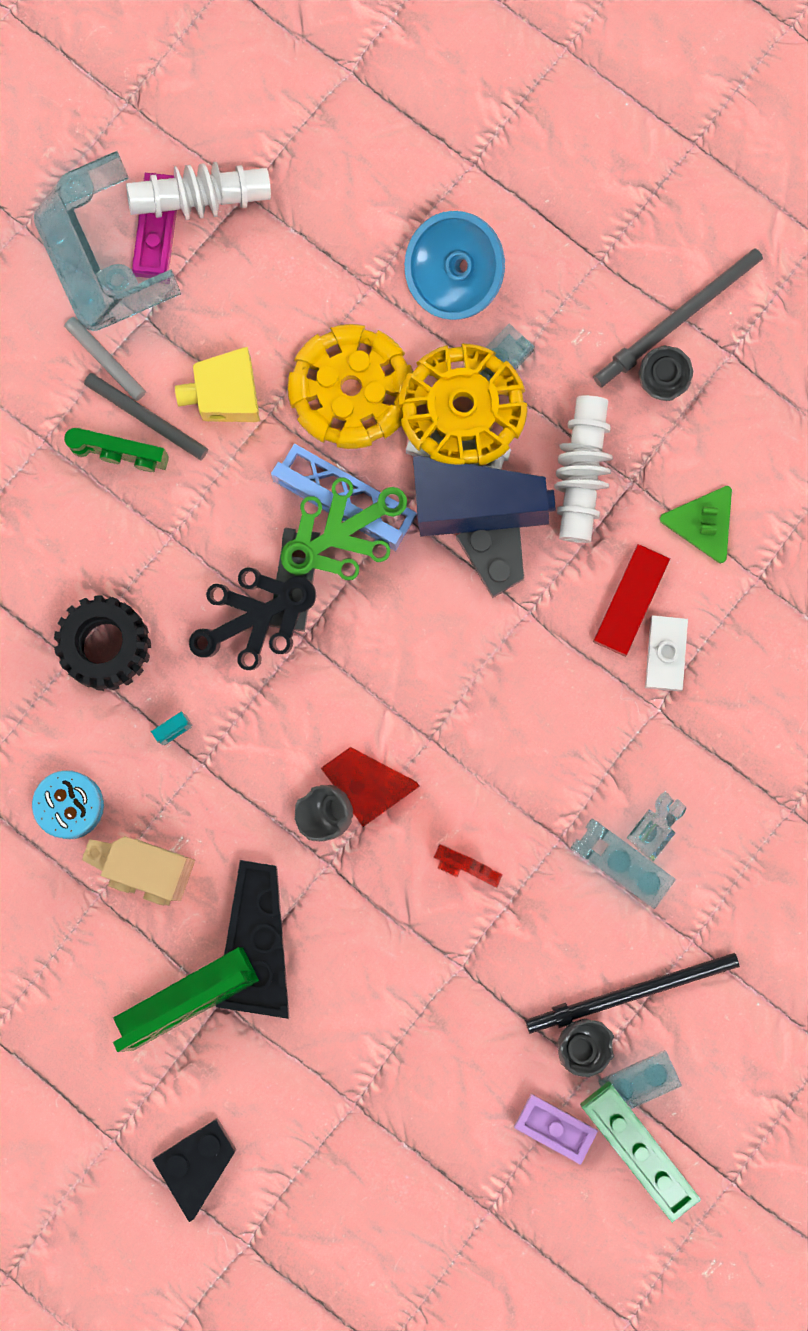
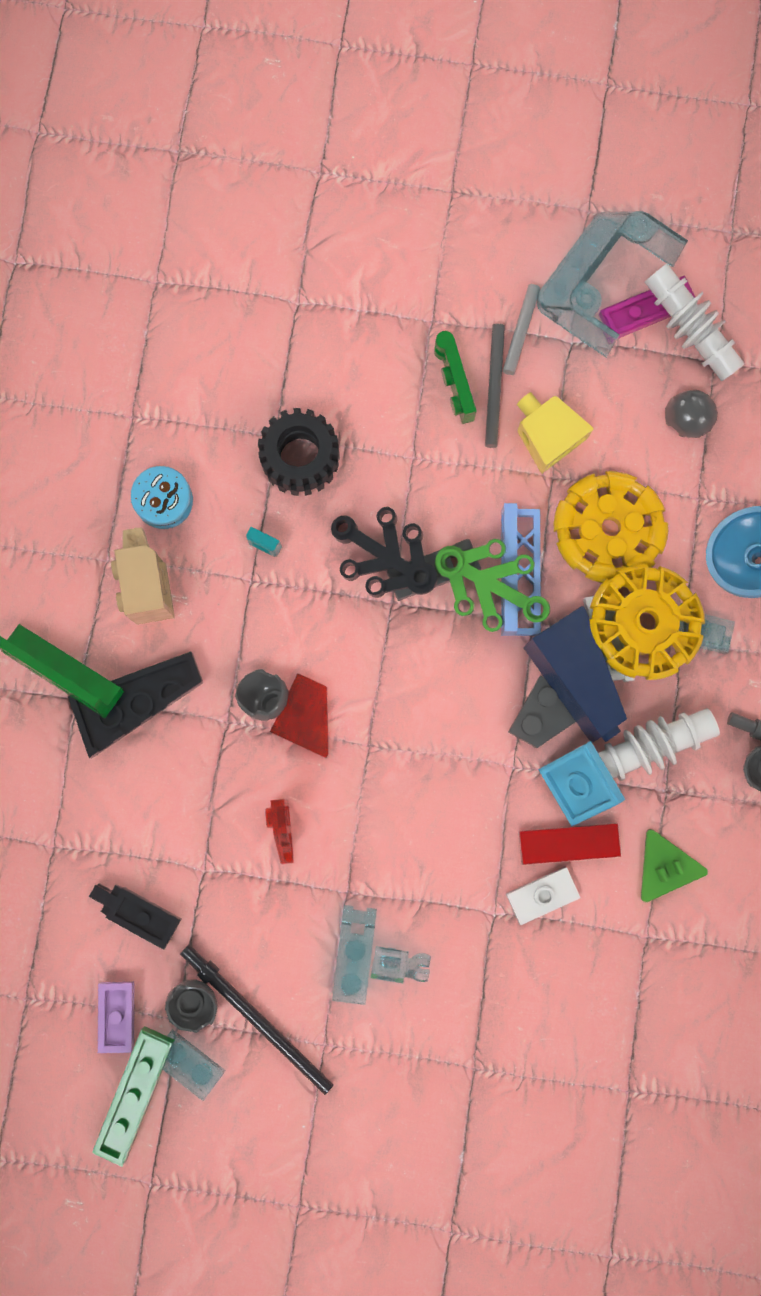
camera: 55 degrees right, 0 degrees up
(285, 246) = (691, 413): none -> dark grey hair
(467, 1054) = (136, 914): none -> black hinge
(582, 555) = (581, 784): none -> medium azure tile

